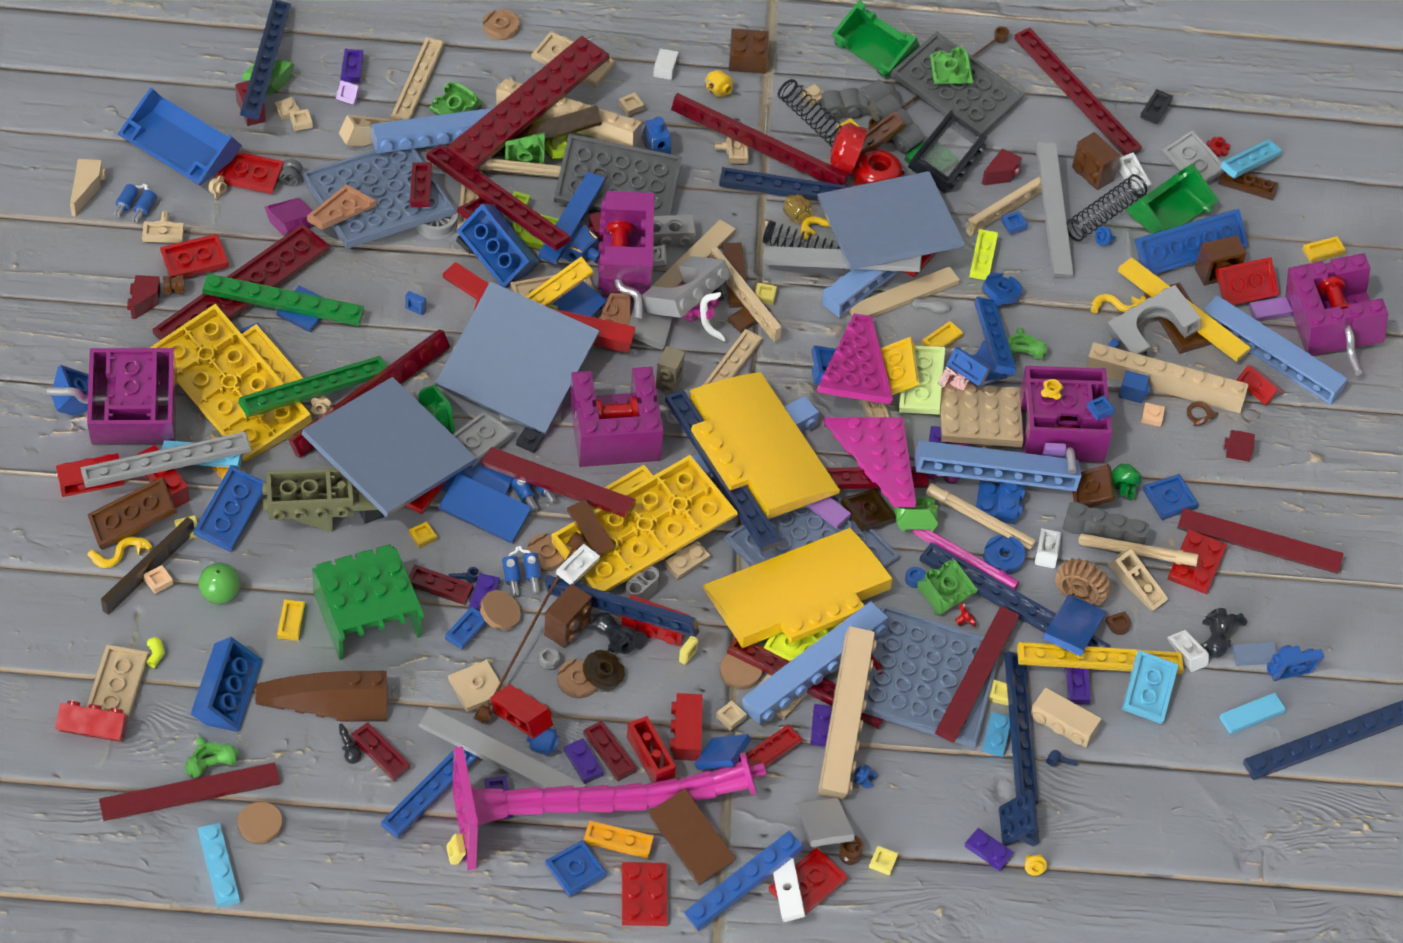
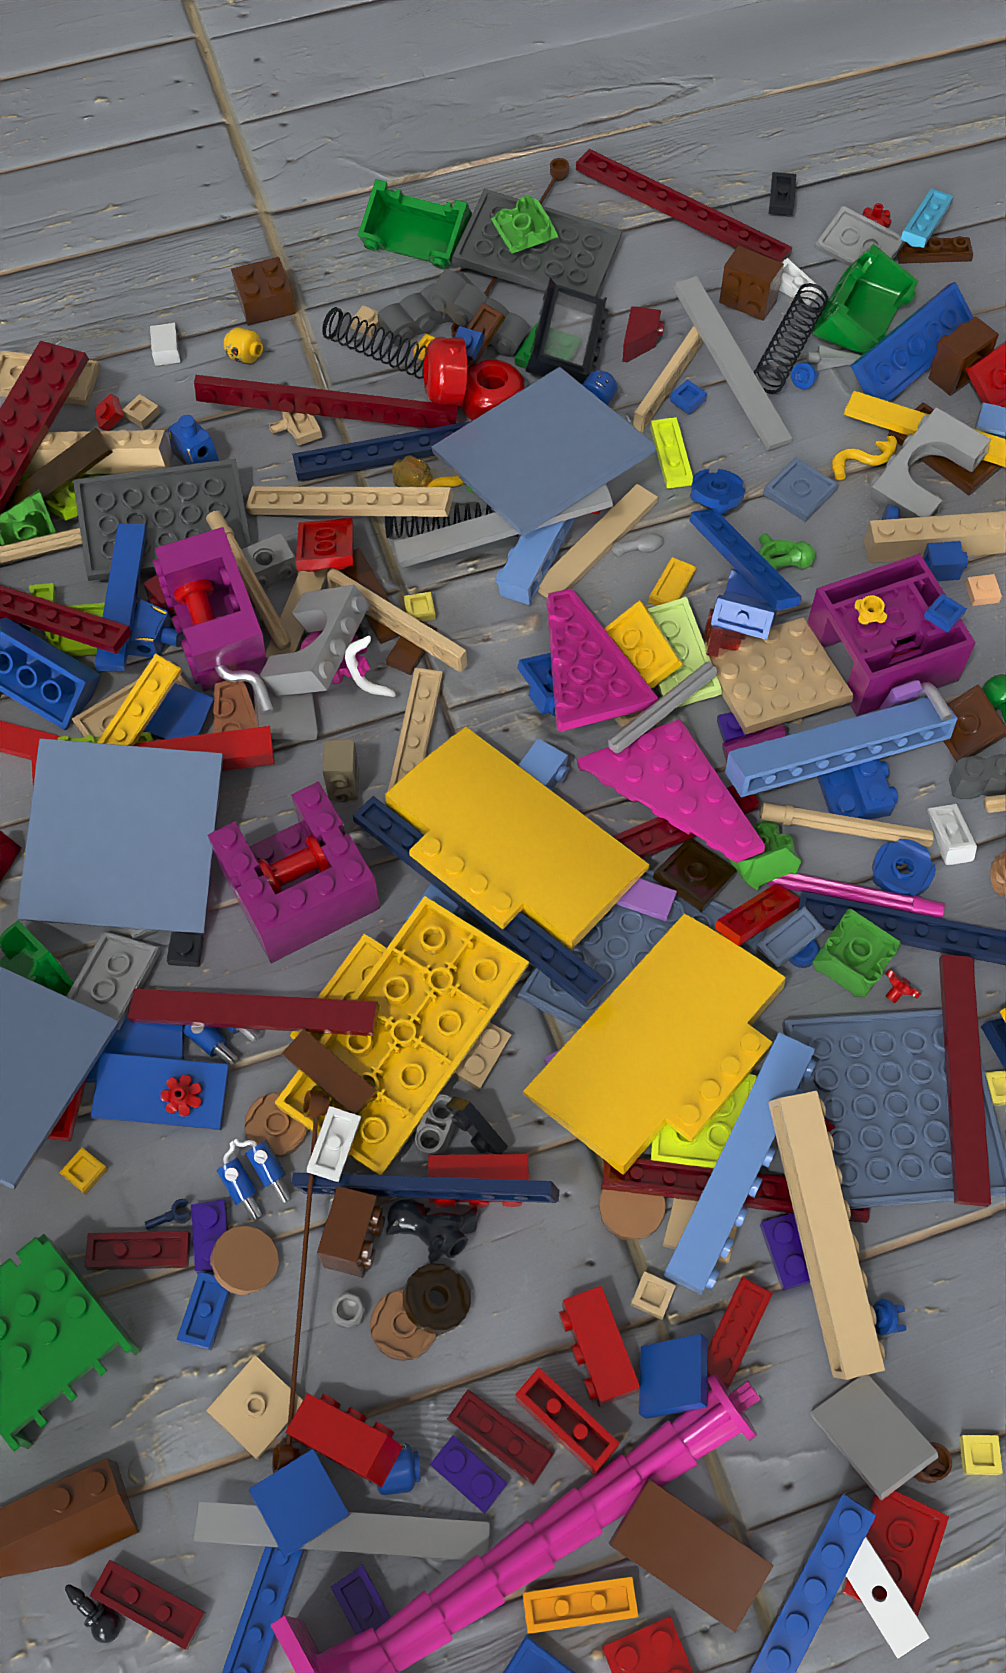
camera: 15 degrees left, 10 degrees up
(484, 728) = (298, 1503): none -> blue tile
(497, 513) = (187, 1098): none -> red plant
(608, 97) = (108, 412): none -> red plate
(659, 240) = (254, 589): none -> tan axle
(665, 586) = (470, 1119): none -> black plate
(688, 650) = (545, 1216): light yellow tile -> none
(718, 231) = (325, 544): none -> red plate
(746, 209) = (350, 501): none -> tan plate
(874, 134) = (473, 341): none -> blue plate
(893, 405) = (662, 707): none -> light grey axle
(895, 543) = (757, 914): none -> red plate
(909, 564) = (790, 938): none -> sand blue tile
(953, 196) = (601, 385): none -> blue head
(1062, 309) = (800, 489): none -> sand blue tile
(1128, 230) = (829, 358): none -> light grey piece

